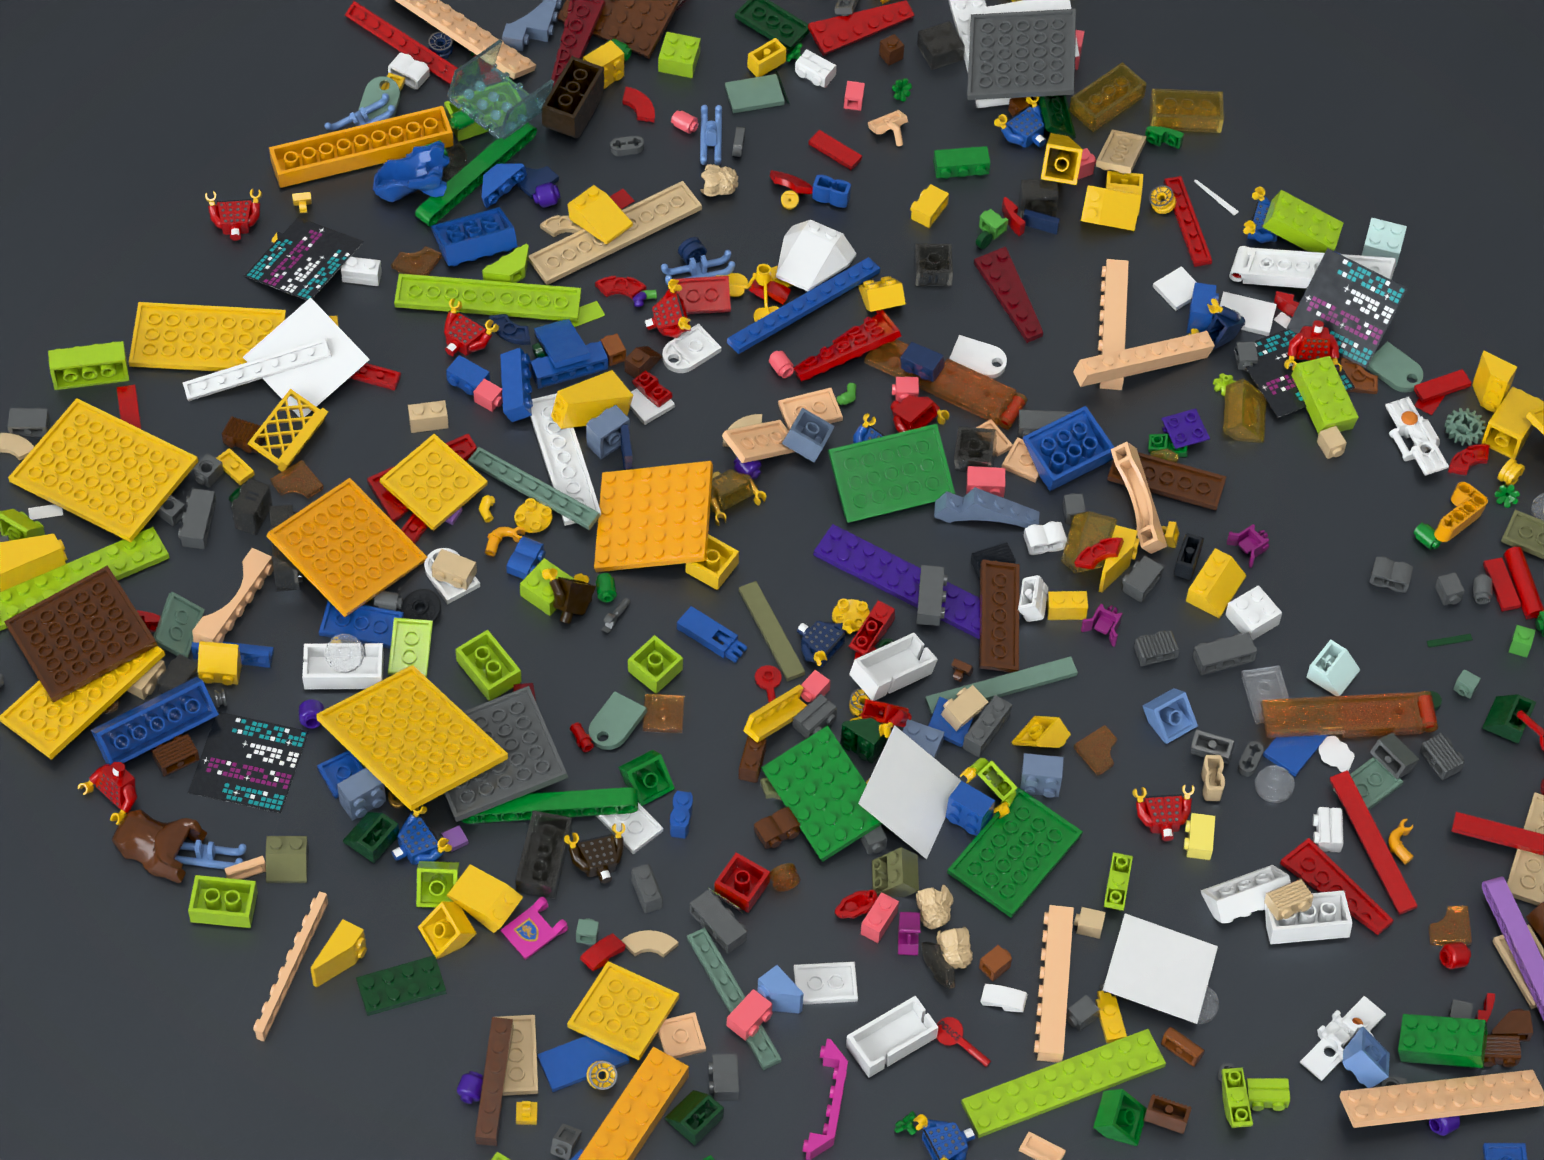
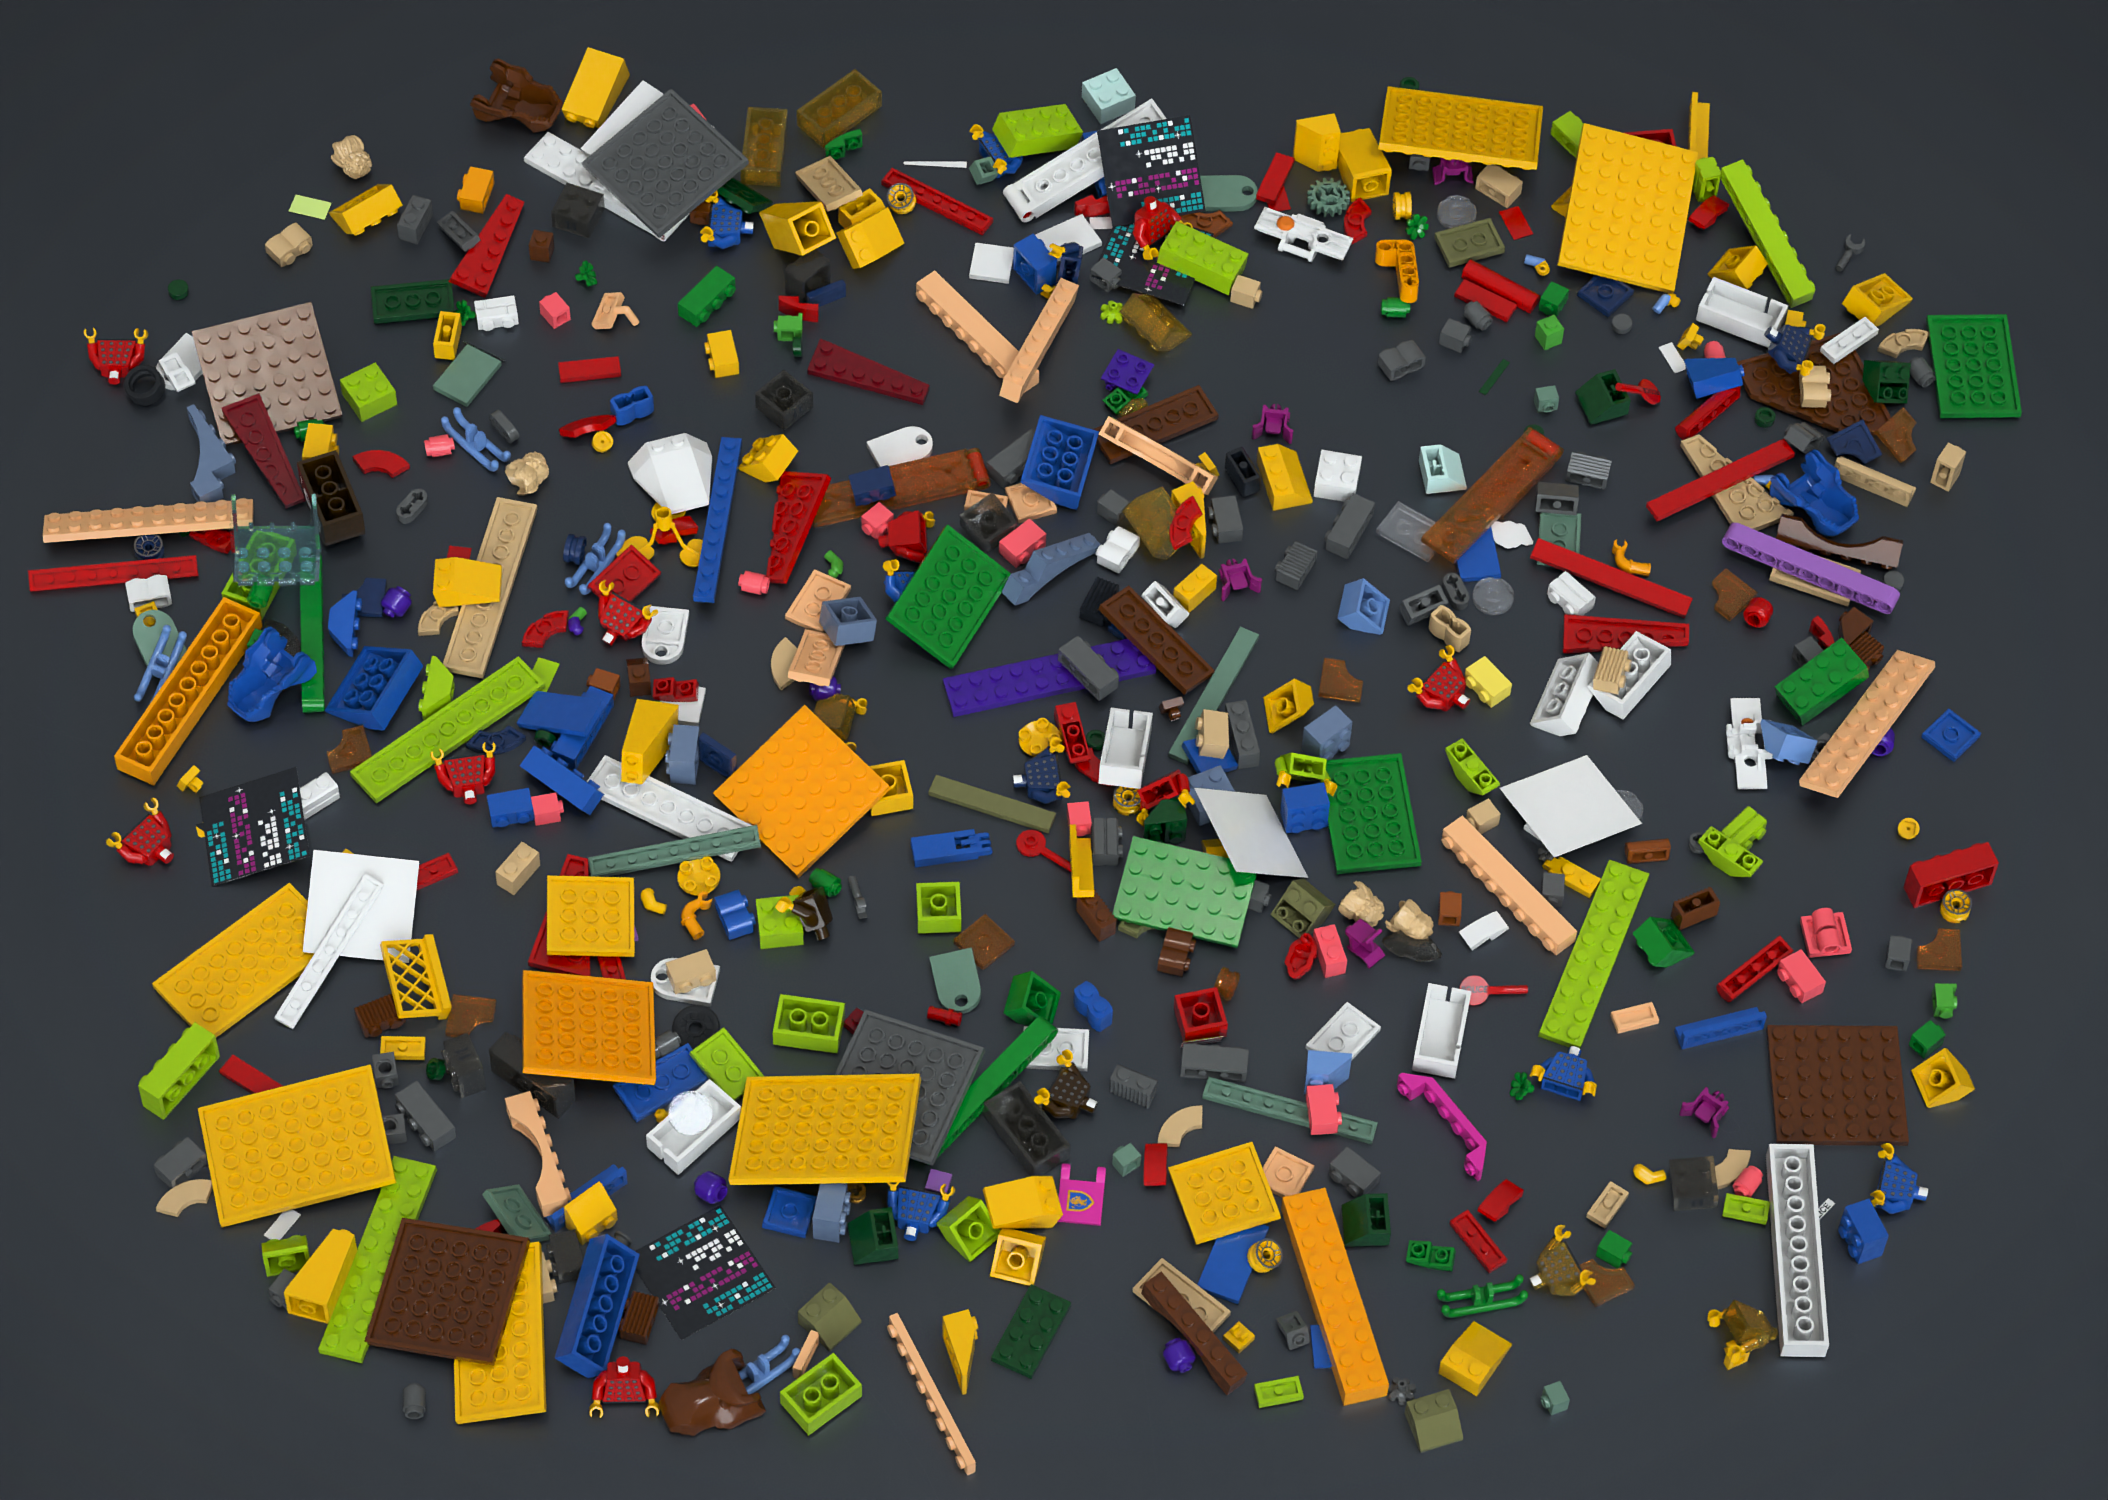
camera: 45 degrees left, 0 degrees up
(1240, 219) = (983, 170): none -> sand green plate

